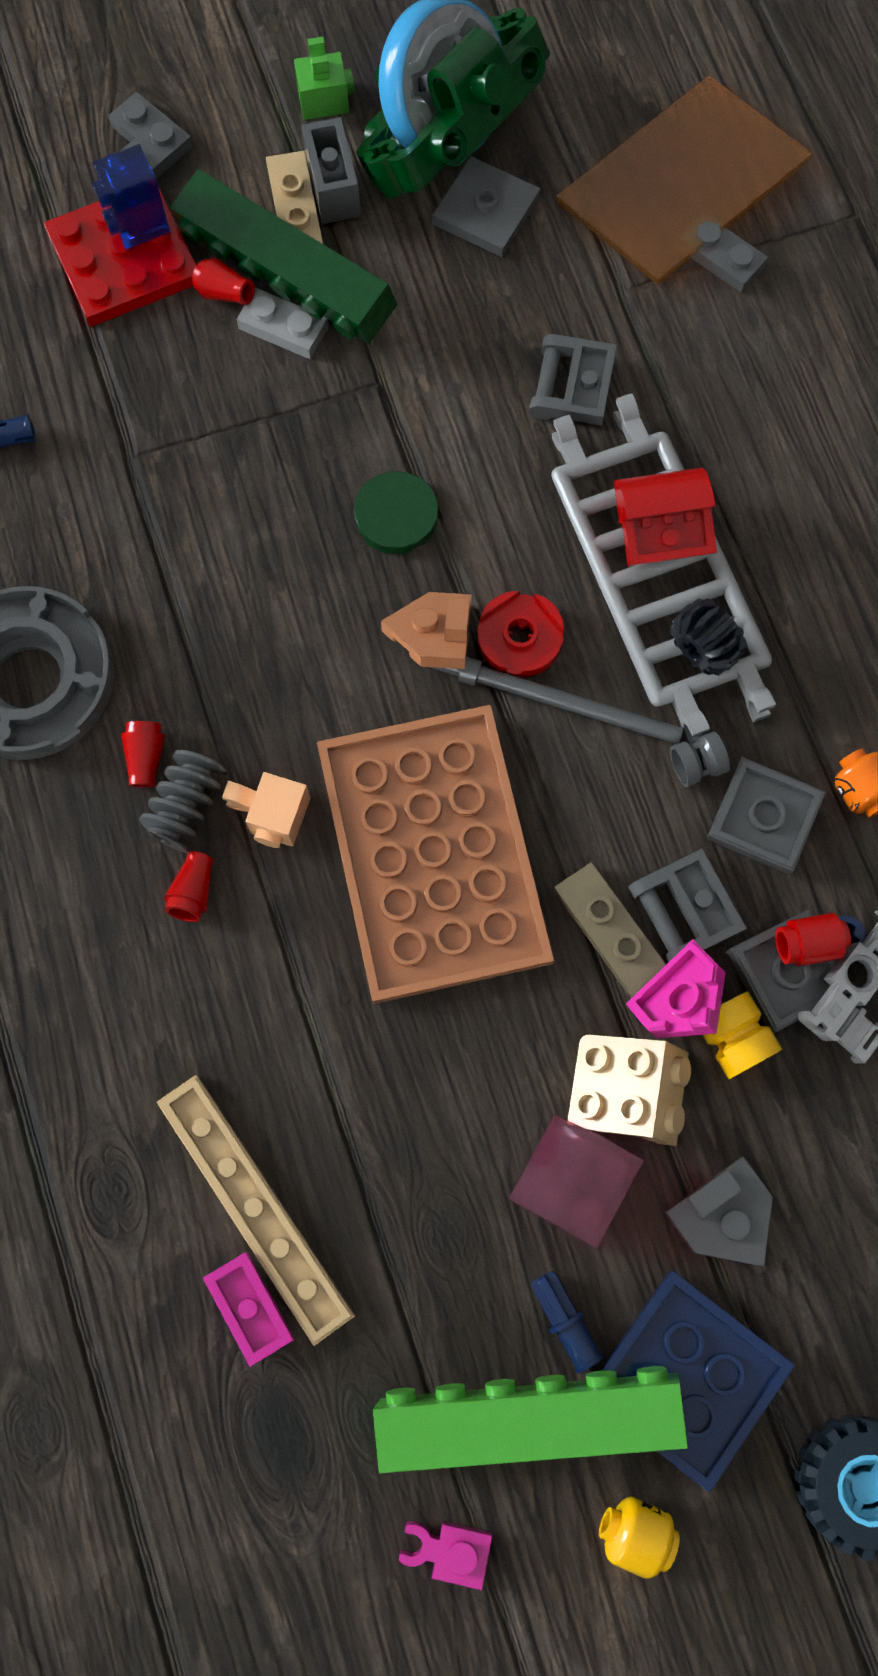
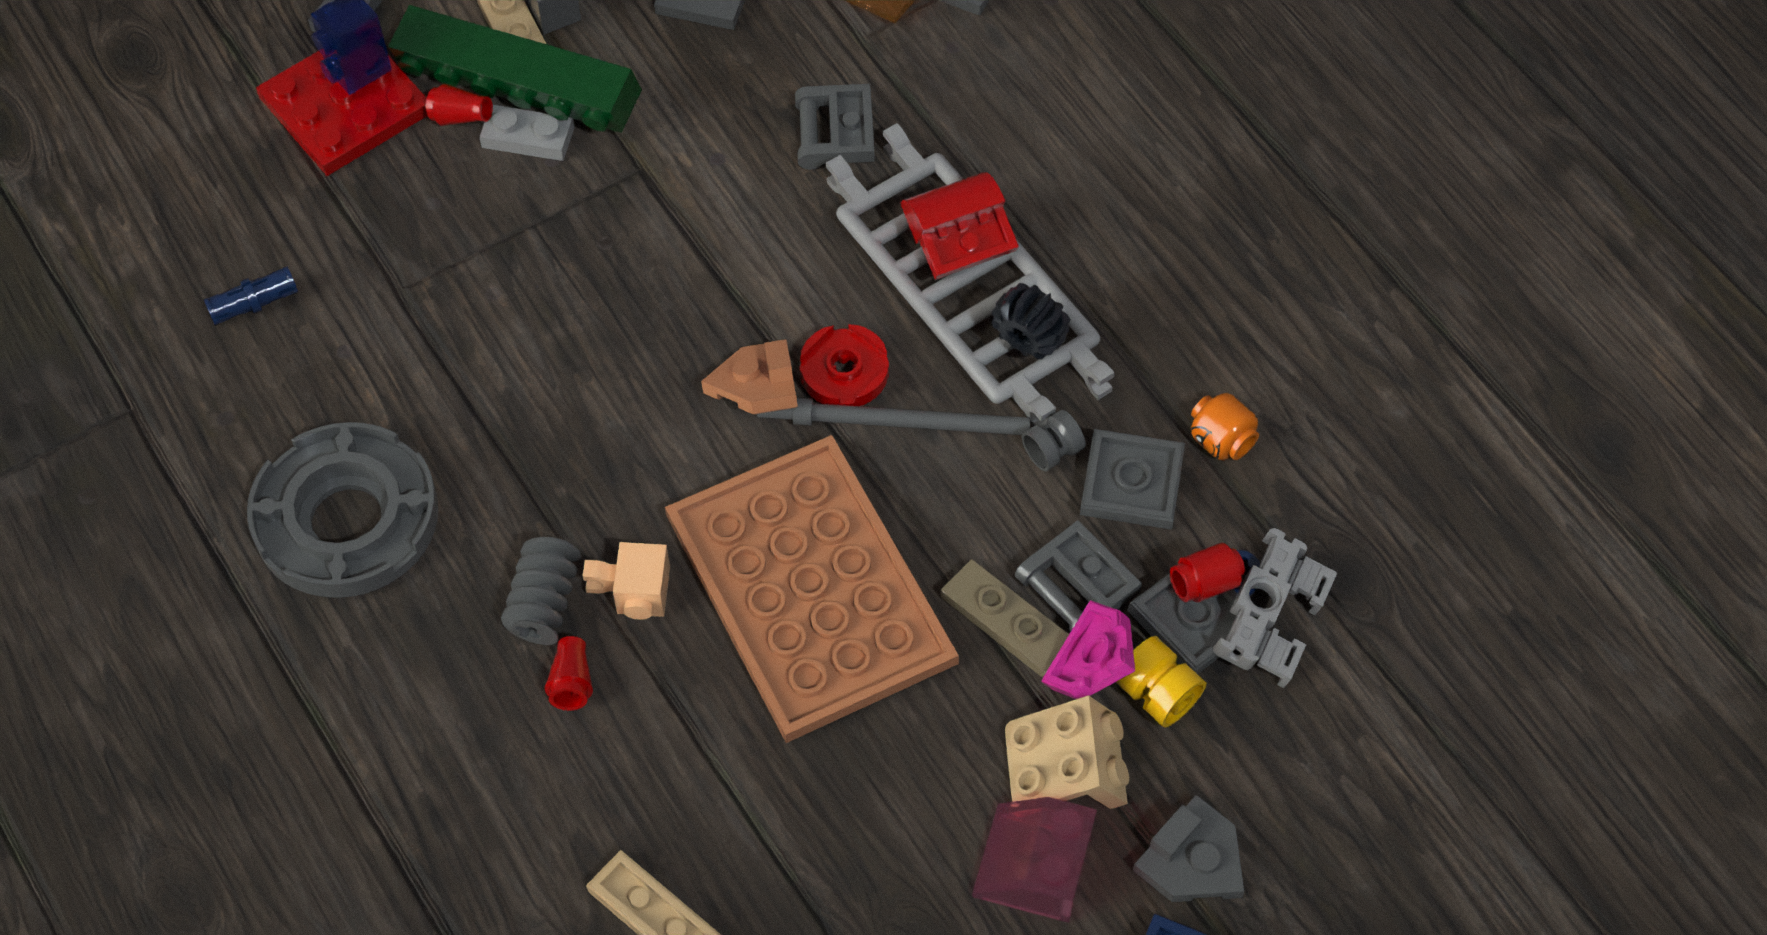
camera: 15 degrees left, 15 degrees down
(142, 751) = (486, 555): red cone -> none
(396, 512) = (688, 282): dark green tile -> none

